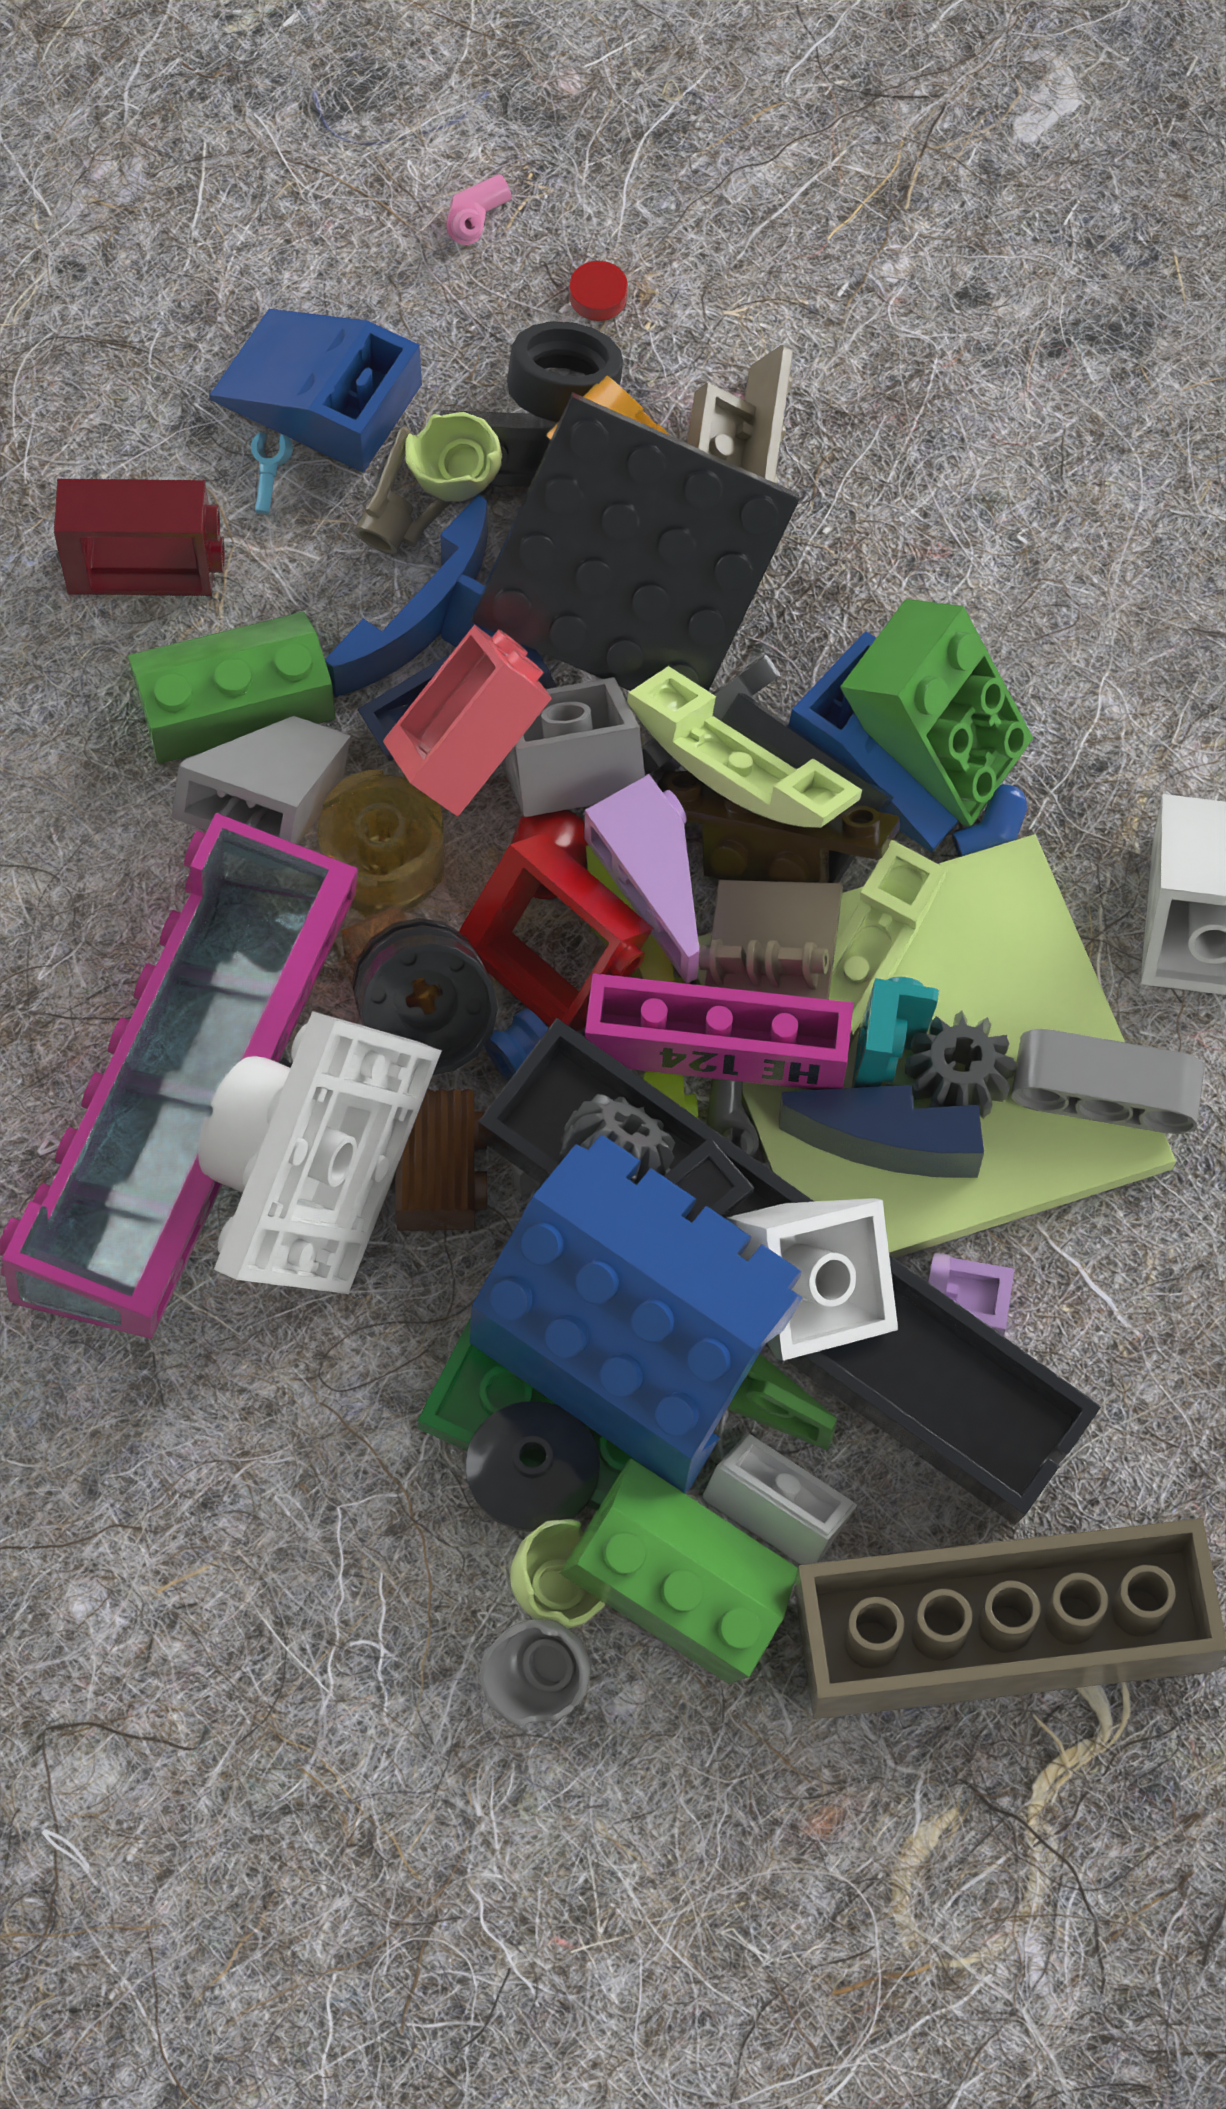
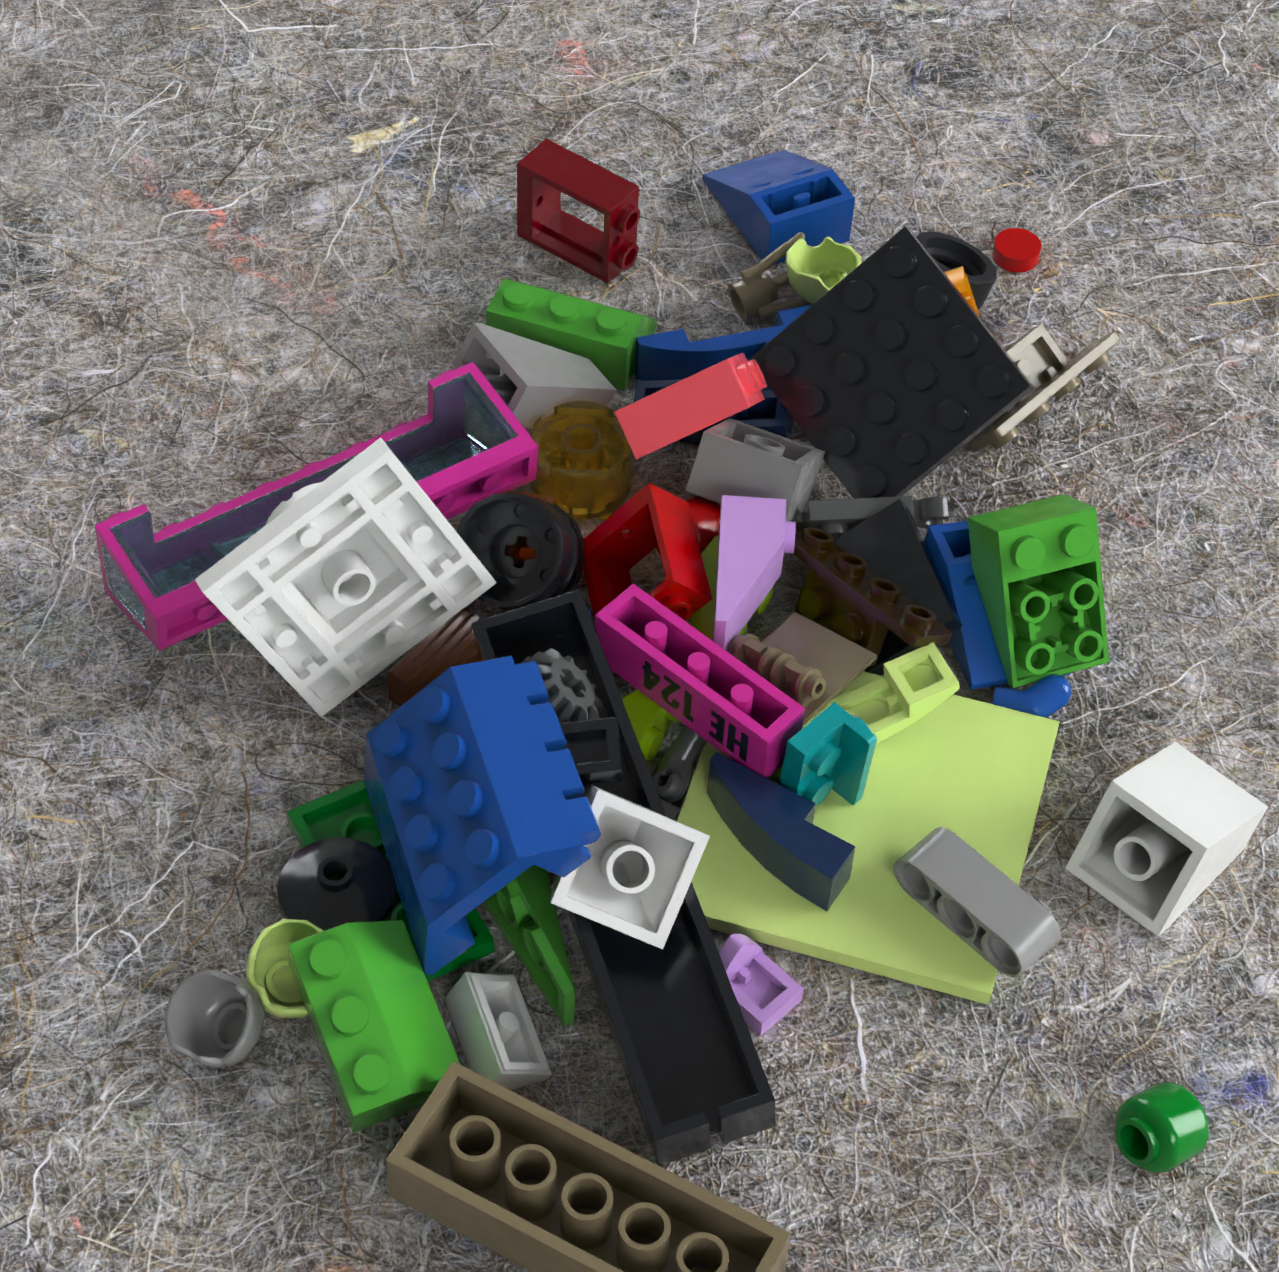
camera: 35 degrees right, 15 degrees down
(268, 468) = (710, 225): medium azure hand -> none
(470, 206) = (967, 164): bright pink arm -> none
(682, 722) = (856, 535): yellowish green slope -> none
(945, 1046) = (872, 820): dark grey gear -> none

